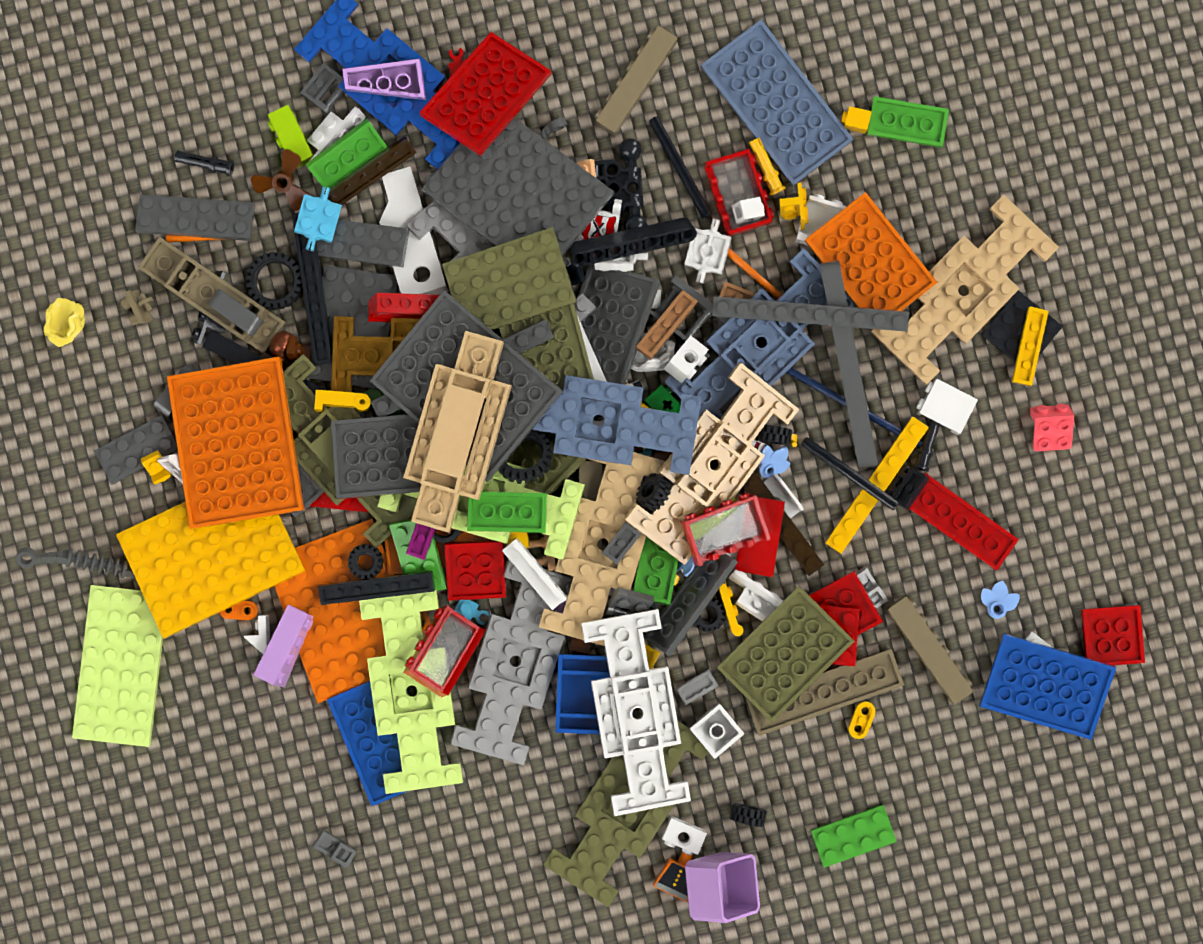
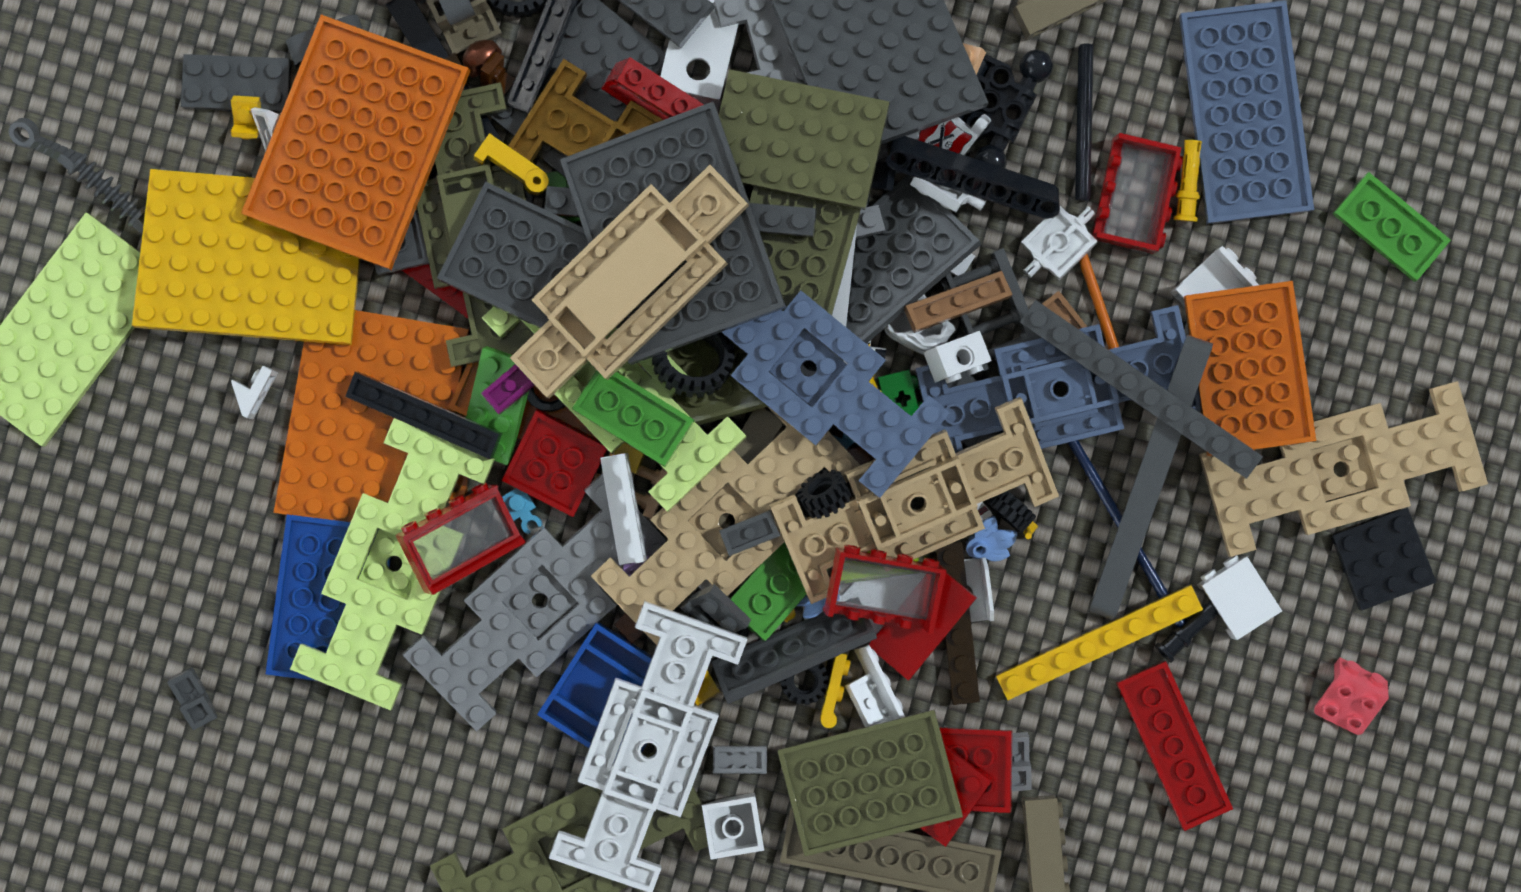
camera: 25 degrees right, 0 degrees up
(238, 611) = (243, 347): orange plate -> none
(284, 647) = (271, 421): lavender wedge -> none
(354, 565) = (413, 375): black tyre -> none
(748, 210) = (1137, 220): white brick -> none
(794, 207) = (1196, 250): yellow bracket -> none
(849, 473) = (1075, 610): black axle -> none
(856, 119) = (1331, 188): yellow brick -> none
(910, 487) = (1136, 670): black plate -> none
(1000, 597) = (1169, 865): light blue plate -> none
(1030, 346) = (1383, 583): yellow plate -> none

